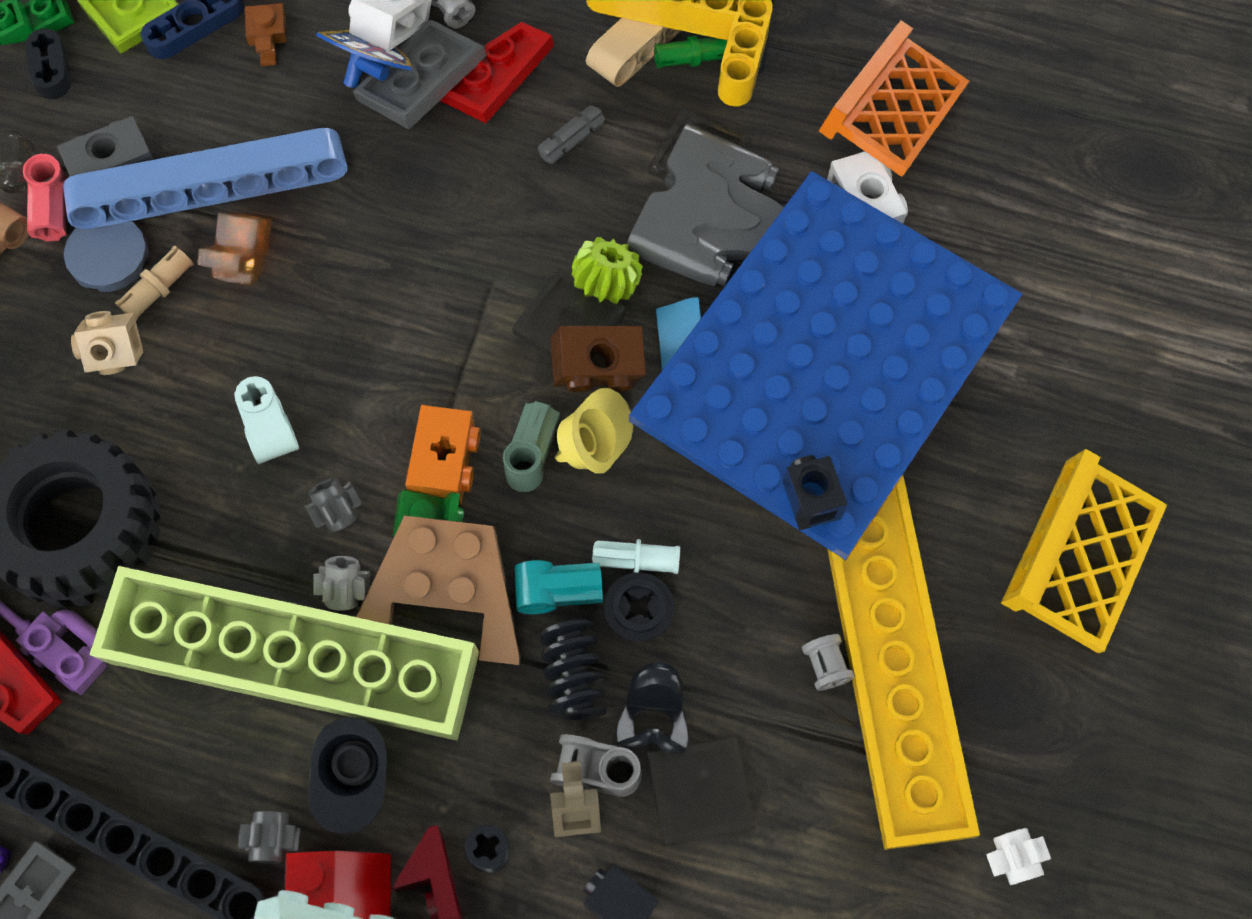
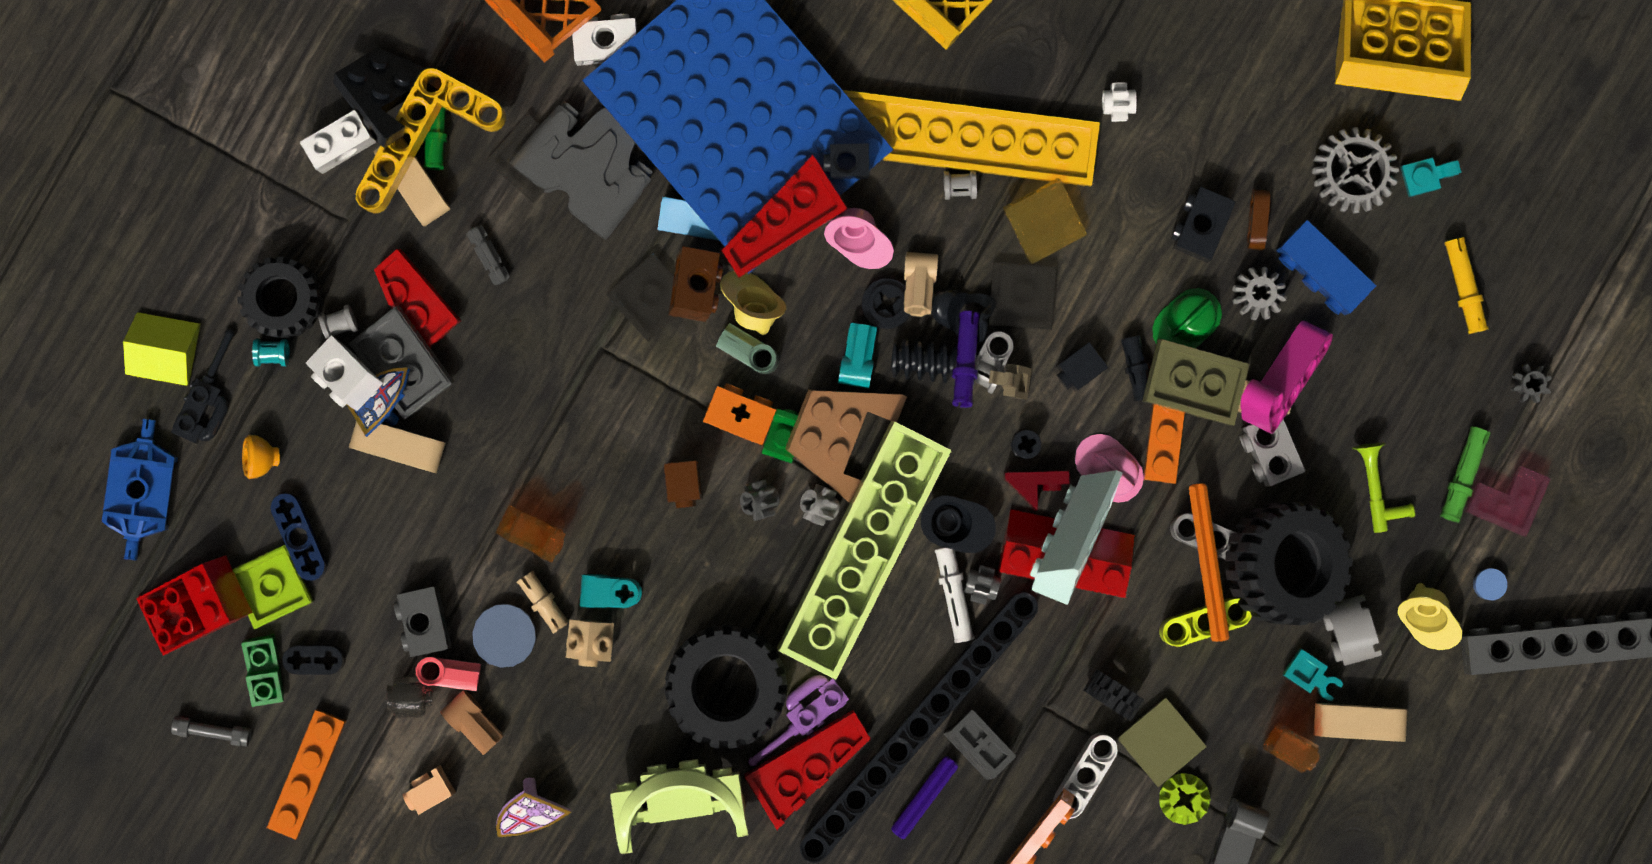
camera: 70 degrees left, 20 degrees up
(179, 355) = (603, 591): none -> teal piece
(203, 178) = (463, 547): medium blue beam -> none
(239, 807) = (954, 594): none -> white pin
(264, 29) = (322, 478): dark orange plate -> none
(265, 424) = (687, 537): light aqua piece -> none
(319, 86) = (399, 446): none -> tan beam
(332, 399) = (683, 483): none -> reddish brown brick
(569, 726) = (966, 358): none -> dark purple pin
(606, 270) = (623, 259): lime gear -> none
(636, 556) = (850, 295): light aqua axle -> none
(688, 638) = (919, 275): none -> tan piece
(716, 543) = (859, 239): none -> bright pink piece
(725, 444) = (791, 214): none -> red wing
(815, 793) = (1044, 220): none -> clear yellow tile

